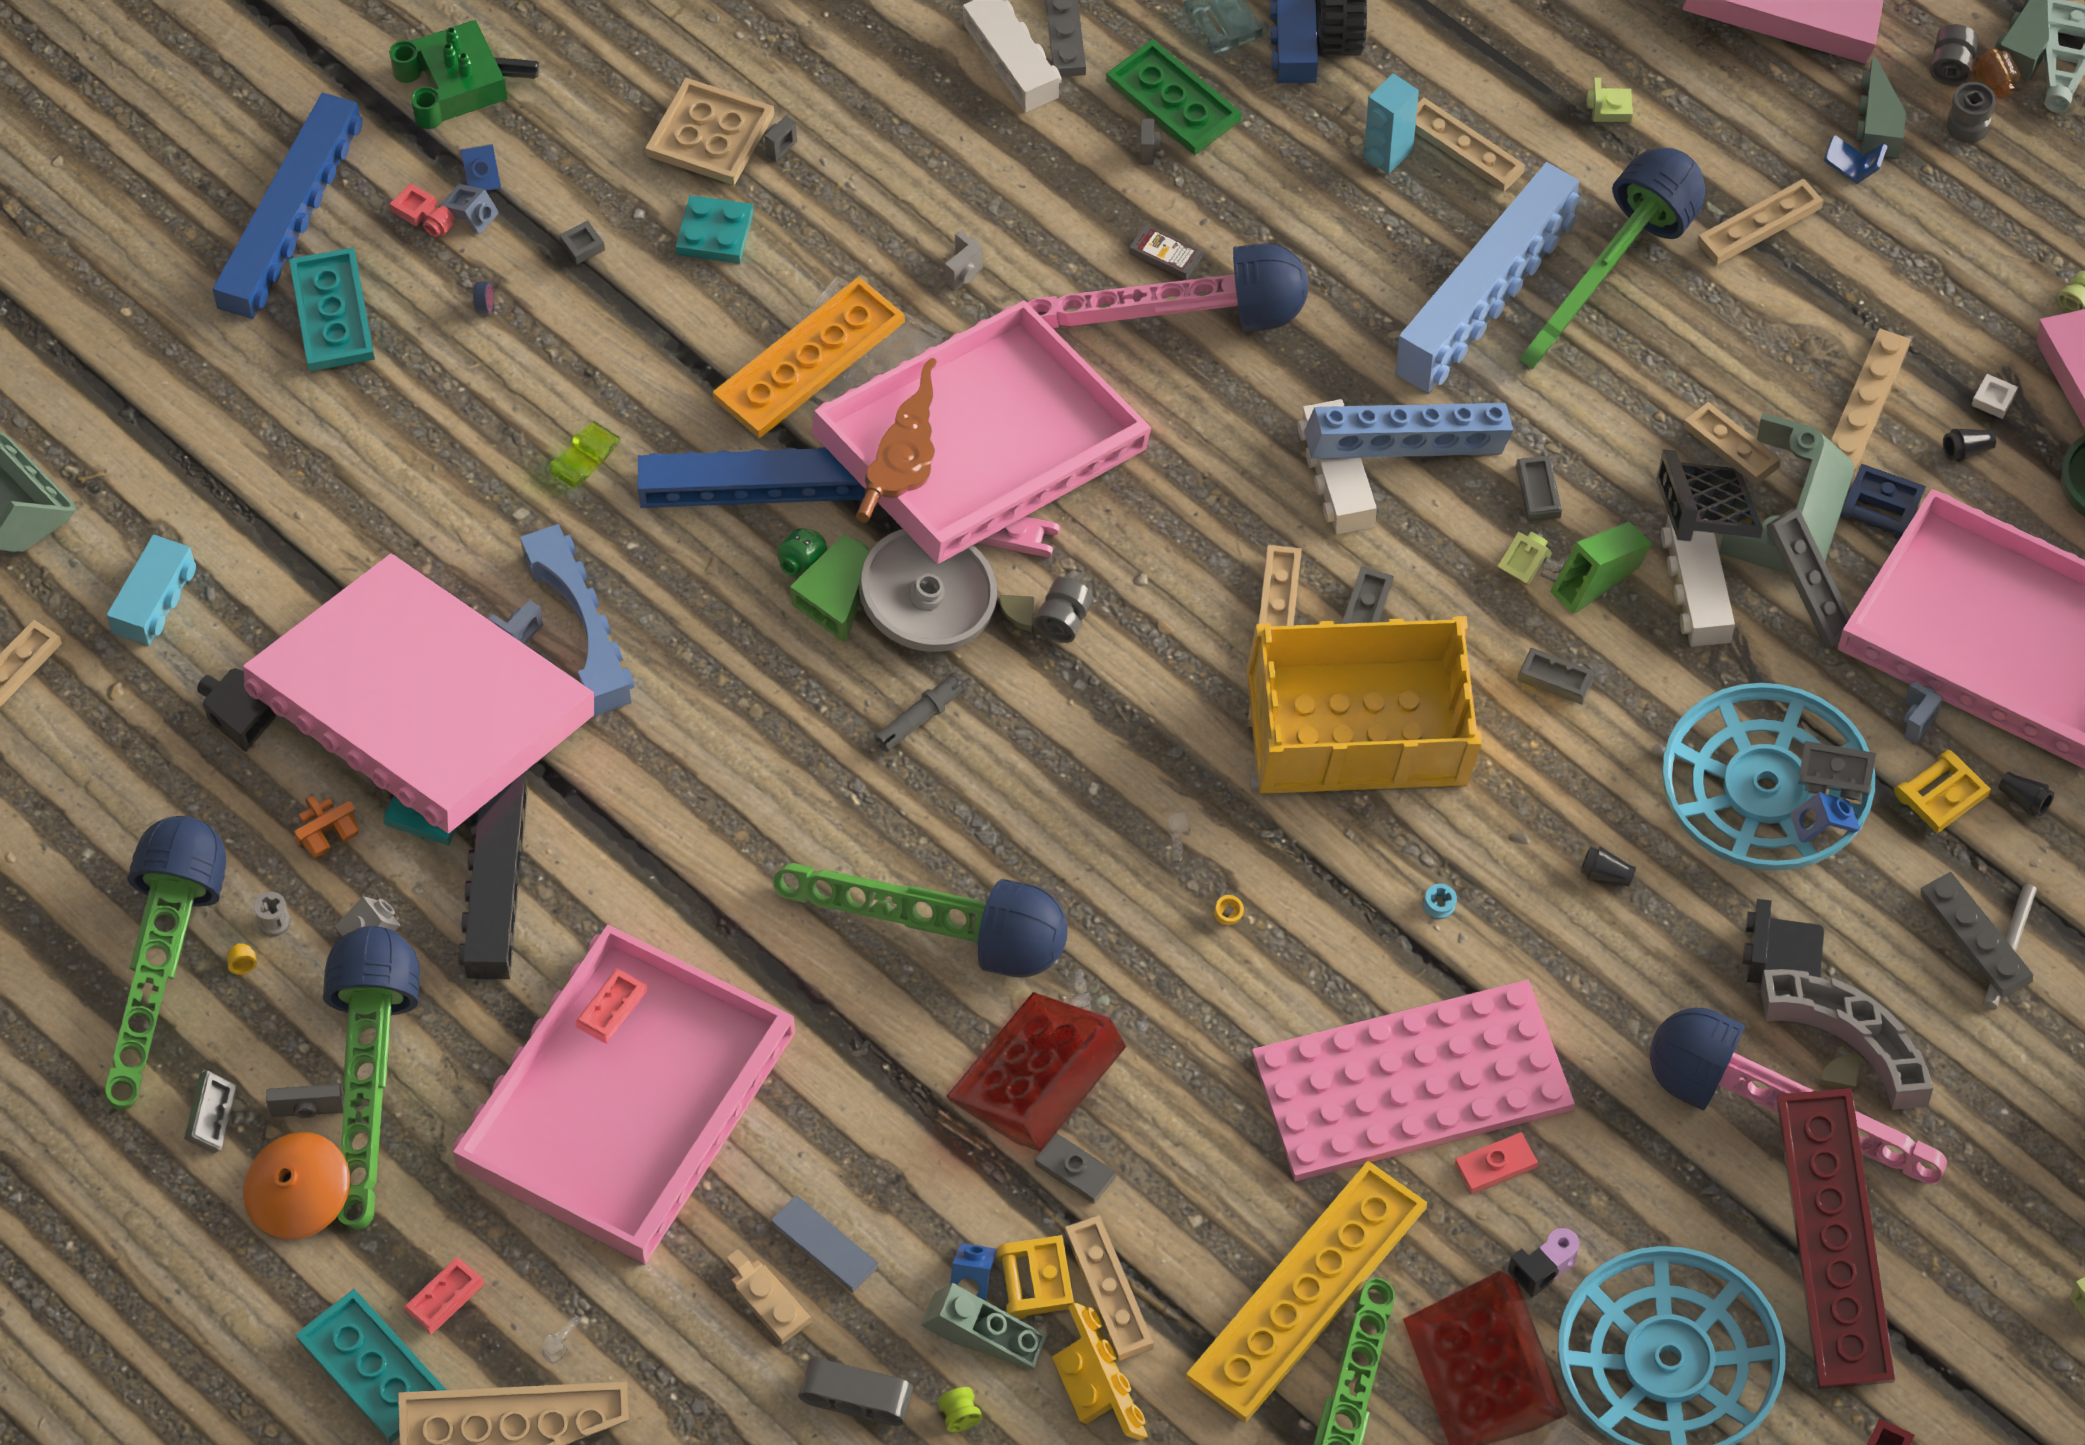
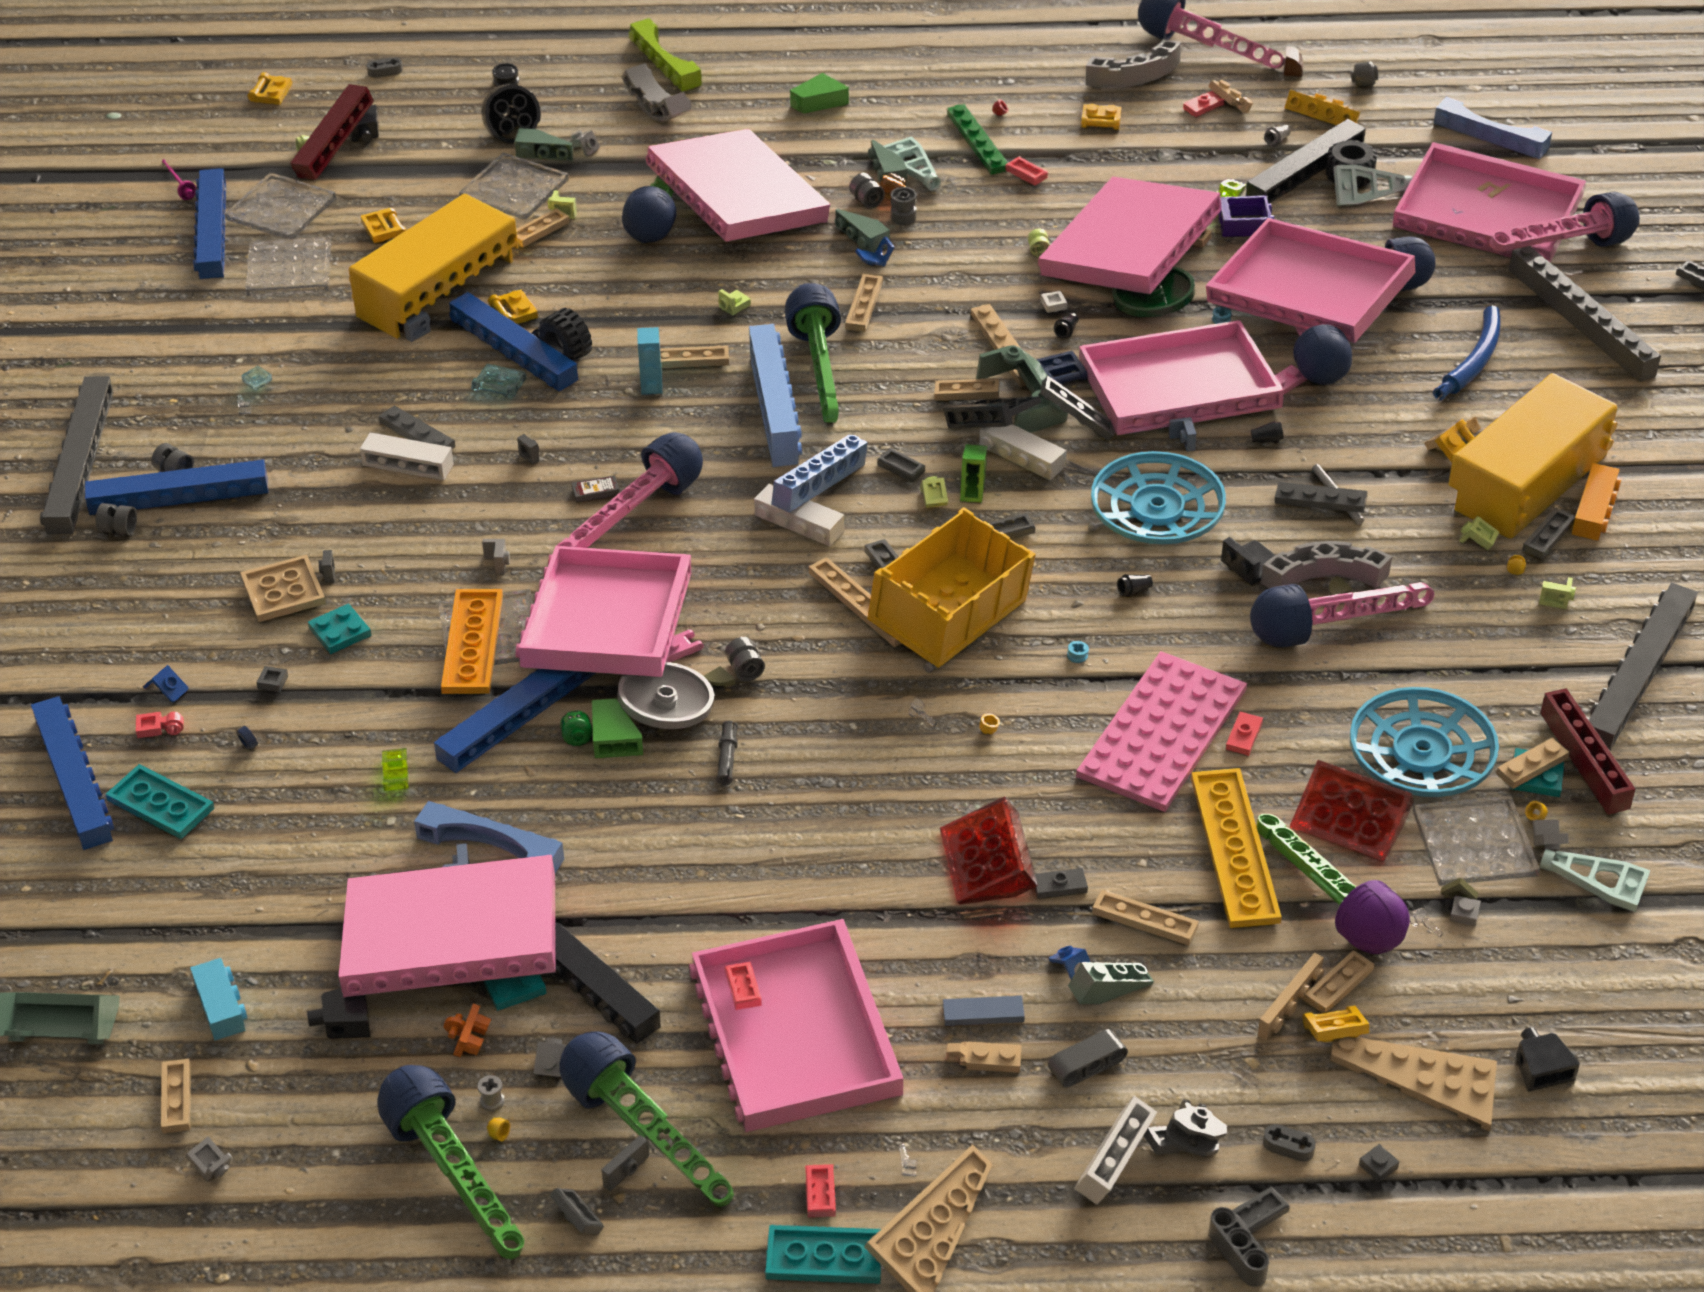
camera: 45 degrees left, 15 degrees down
(308, 1198) = (675, 1221): orange dish -> none
(459, 70) = (98, 650): green piece -> none
(472, 205) = (184, 702): sand blue bracket -> none
(904, 450) = (594, 637): dark orange piece -> none
(959, 1409) = (1147, 1023): lime wheel -> none
(1016, 930) = (908, 795): piece -> none
(1047, 1272) = (1108, 934): yellow plate -> none
(1093, 1376) = (1189, 961): yellow bracket -> none
(1173, 97) = (507, 424): green plate -> none
(1546, 1263) = (1319, 749): leg -> none
(1553, 568) = (951, 489): clear hand -> none
(1828, 811) = (1211, 485): blue bracket -> none
(1835, 1239) = (1430, 644): dark red plate -> none
(1836, 769) = (1188, 469): dark grey bracket -> none
(1948, 799) = (1240, 456): yellow plate -> none

